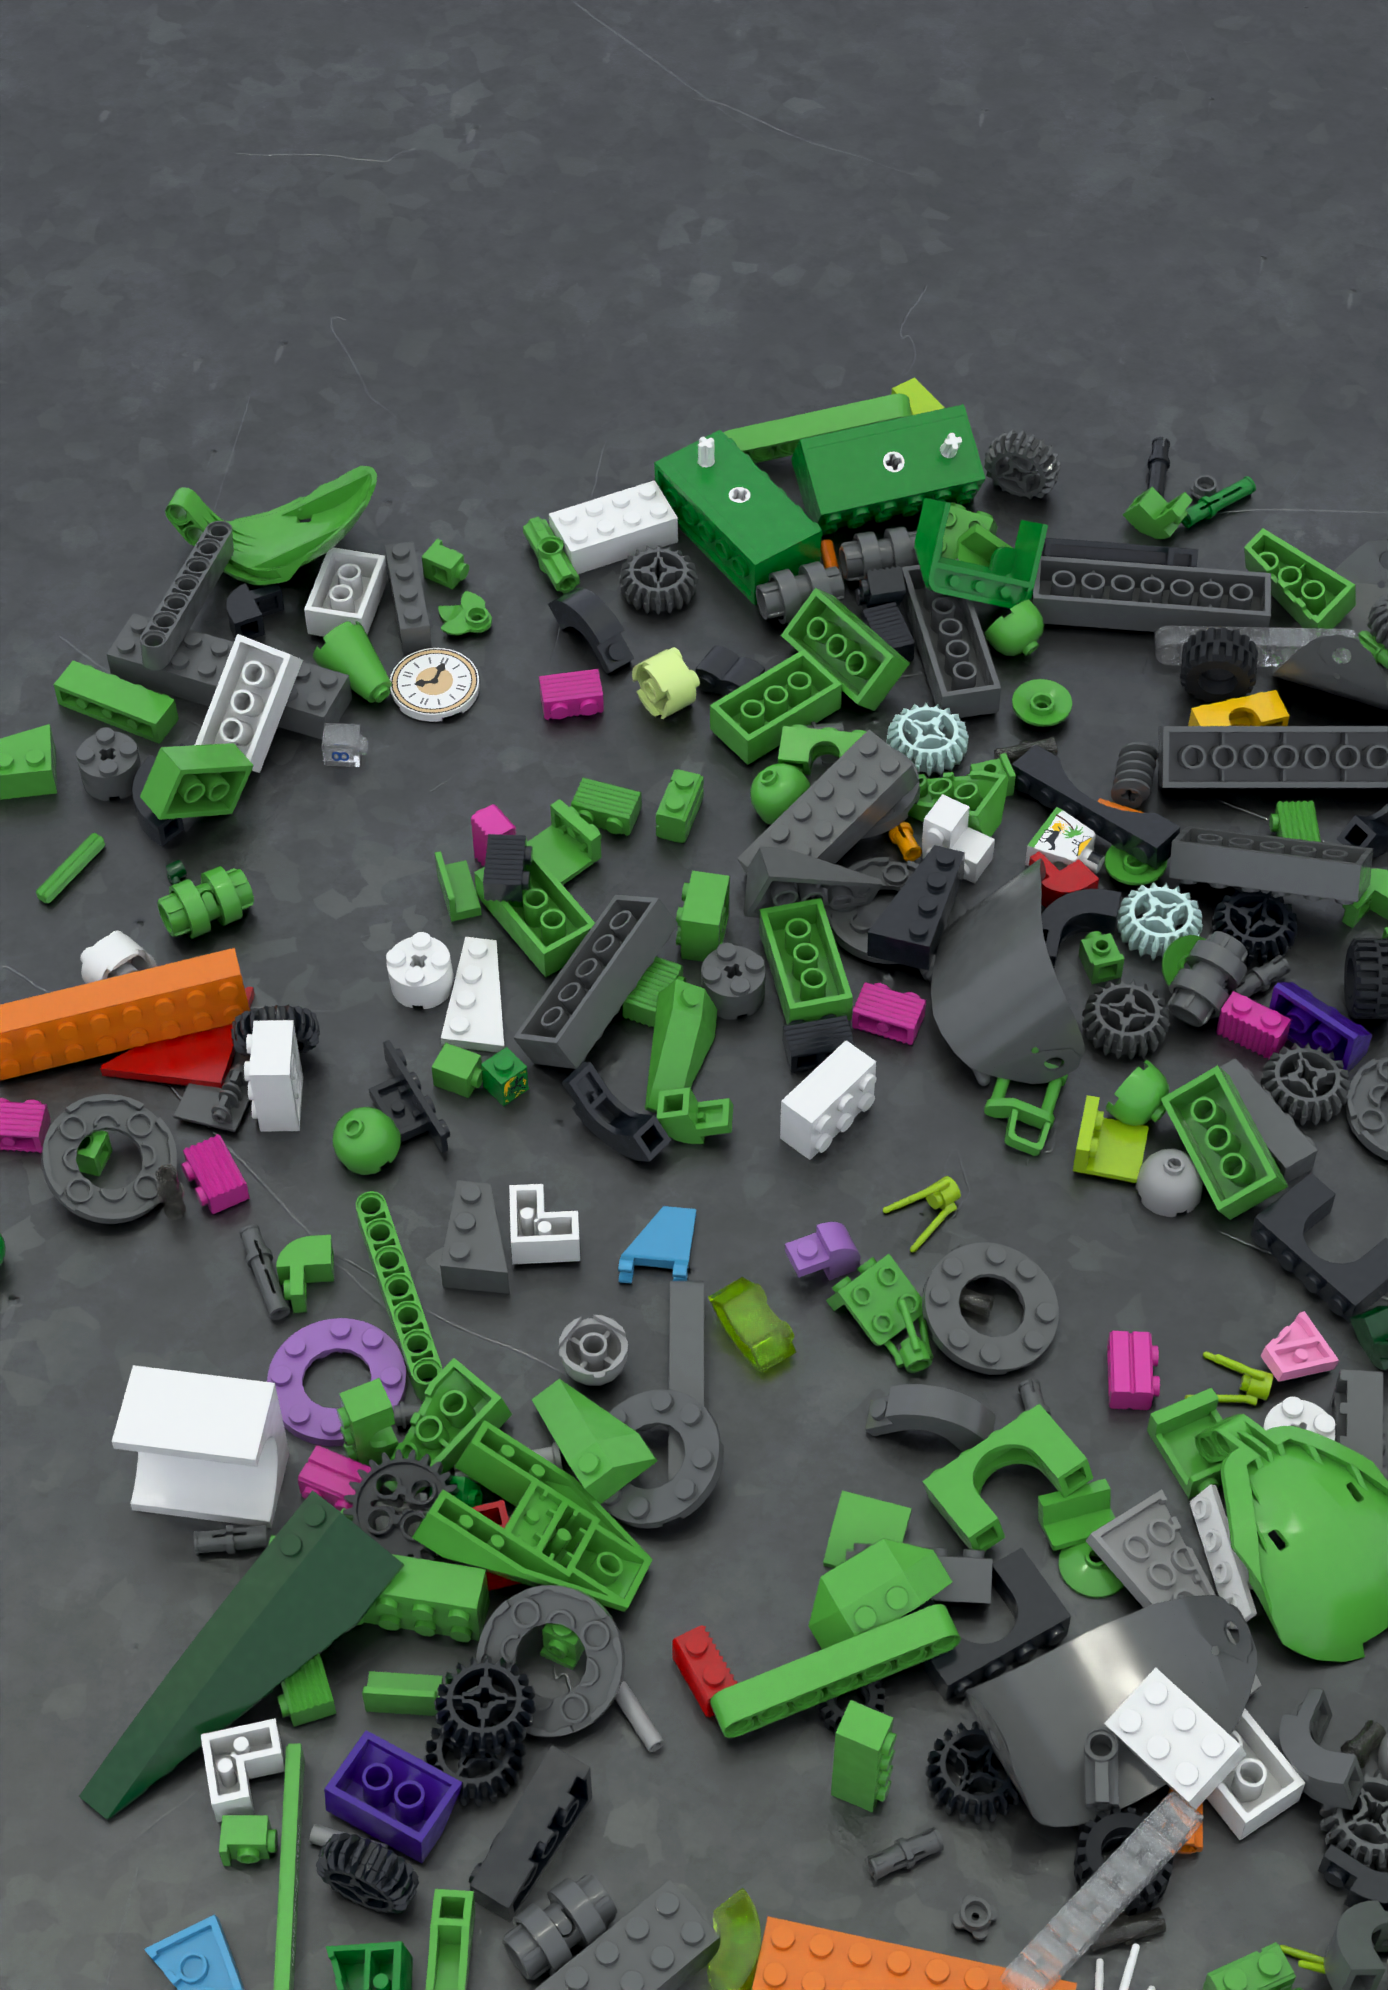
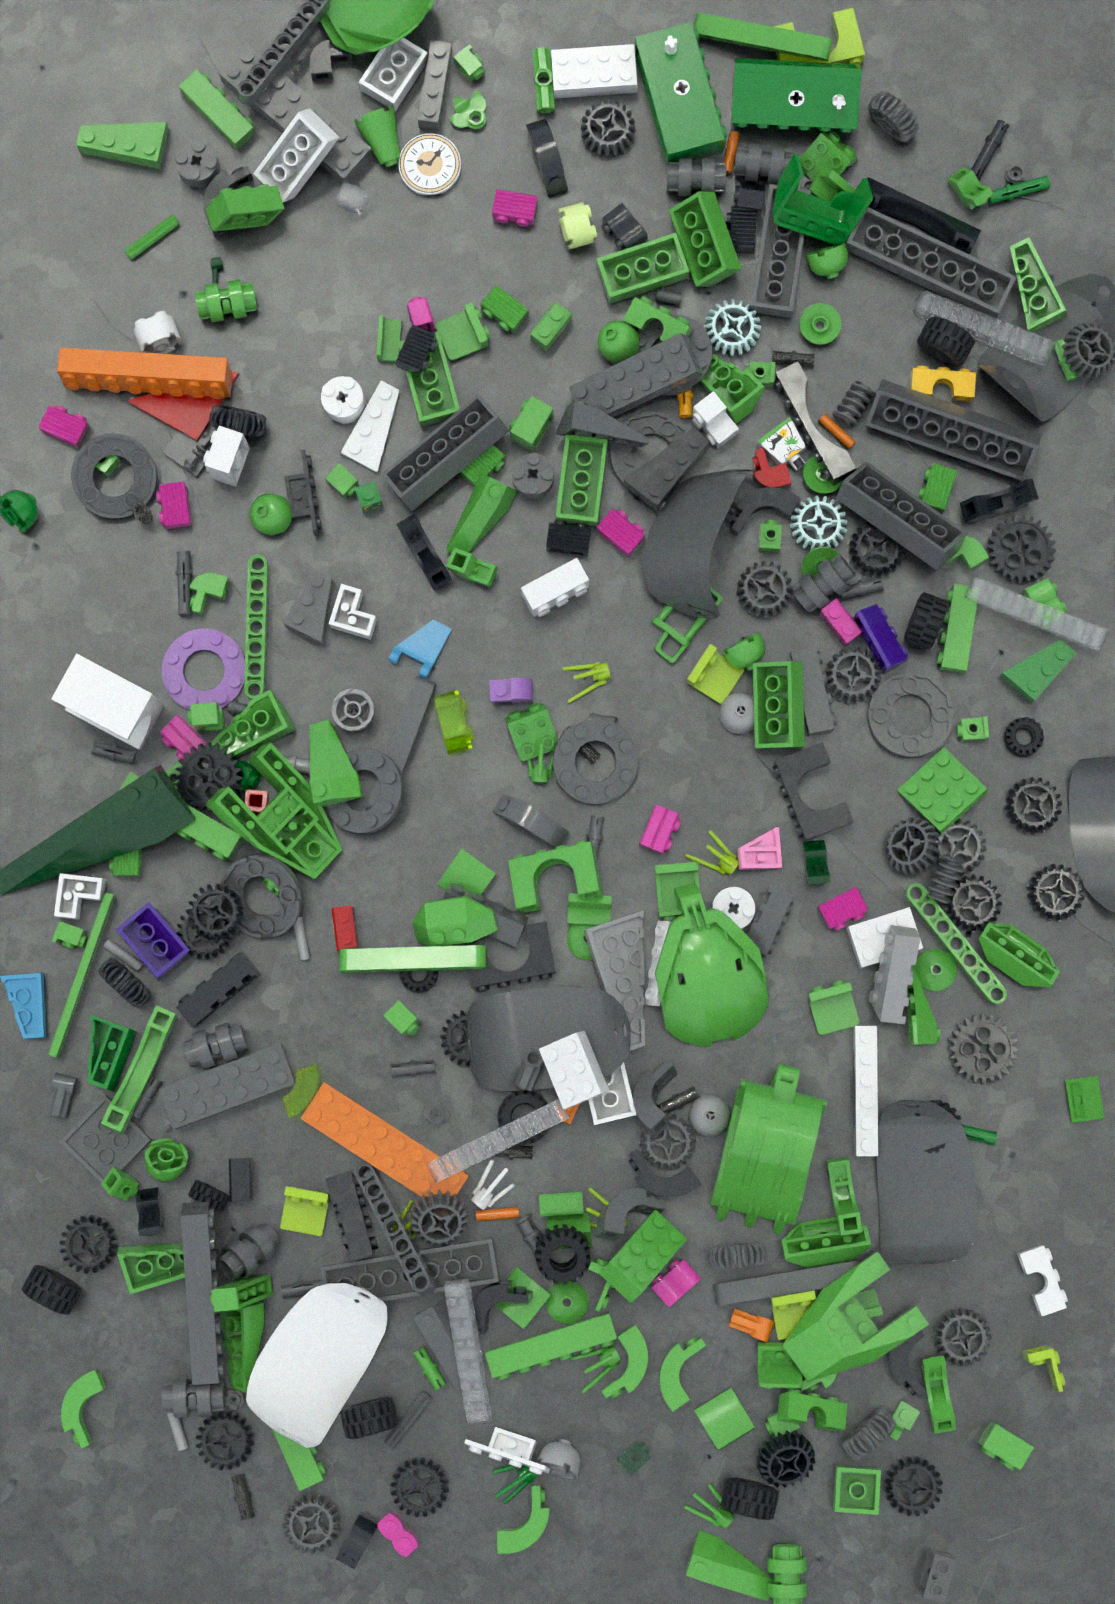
camera: 25 degrees right, 30 degrees up
(401, 1693) = (179, 878): bright green panel -> none

